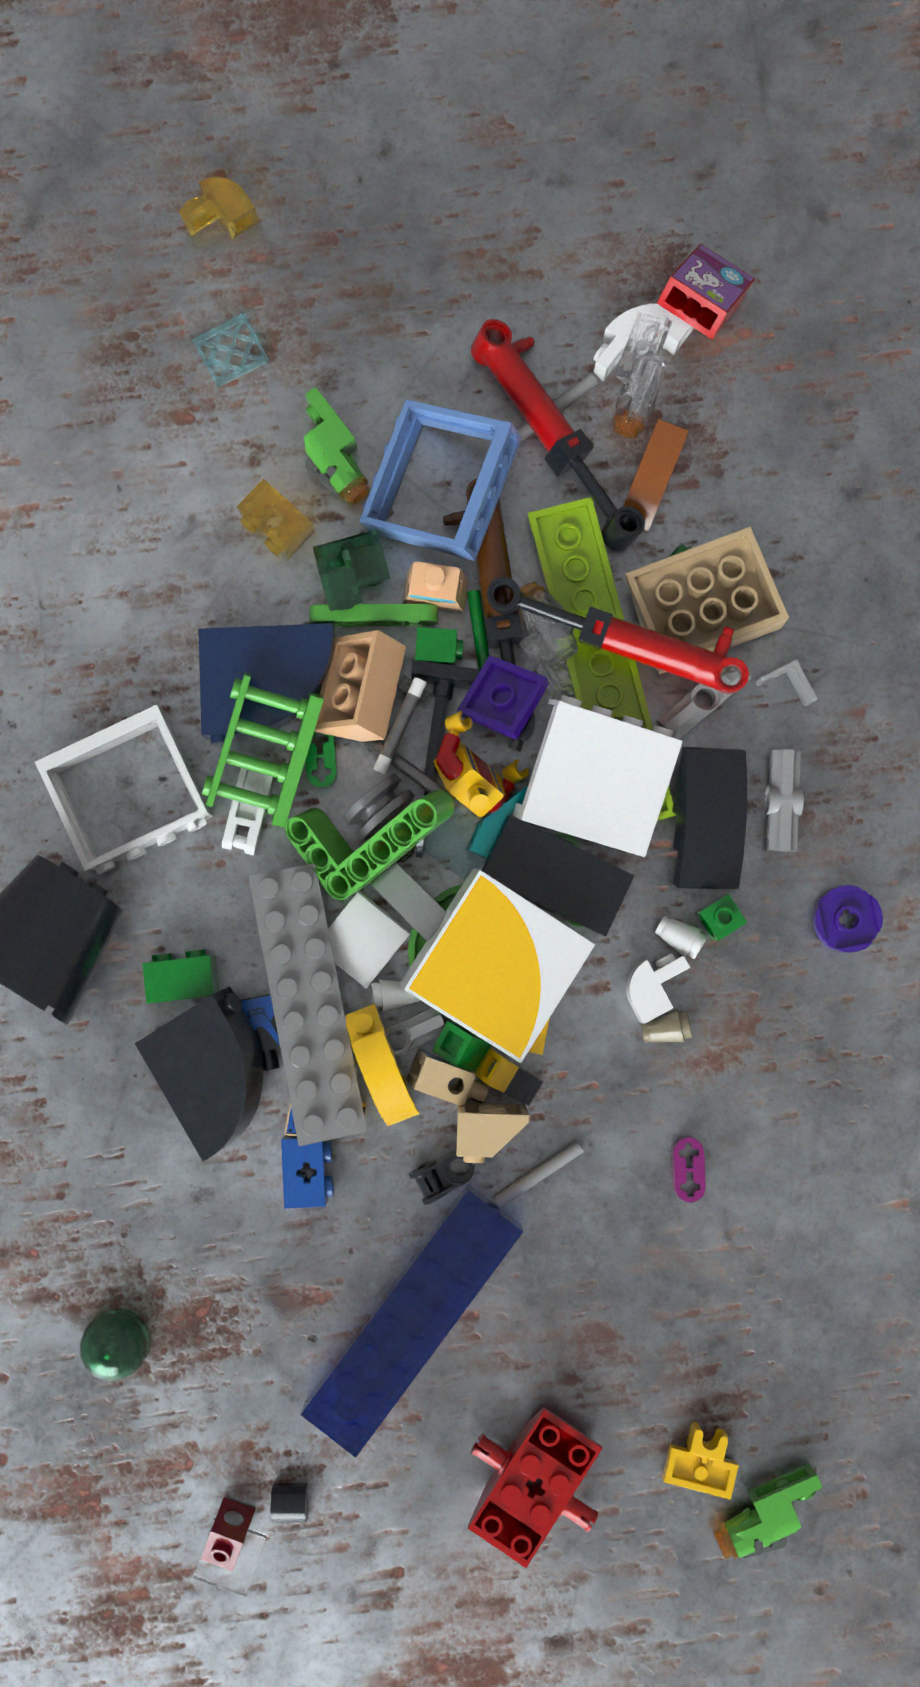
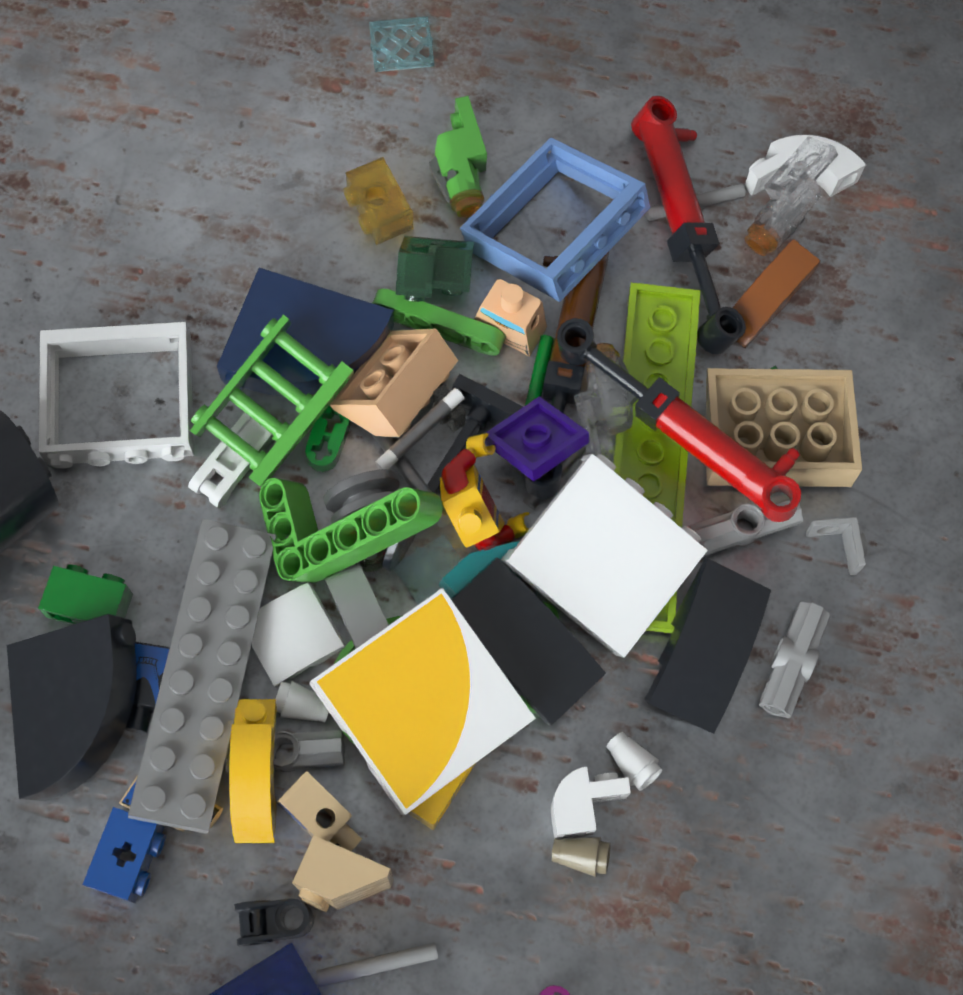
camera: 15 degrees right, 15 degrees down
(438, 646) = (492, 371): green brick -> none
(460, 1047) = (350, 783): green brick -> none
(508, 1077) = (387, 838): leg -> none
(705, 291) = (881, 144): brick -> none
(720, 917) = (683, 754): green brick -> none
(857, 902) = (804, 824): dark purple plate -> none

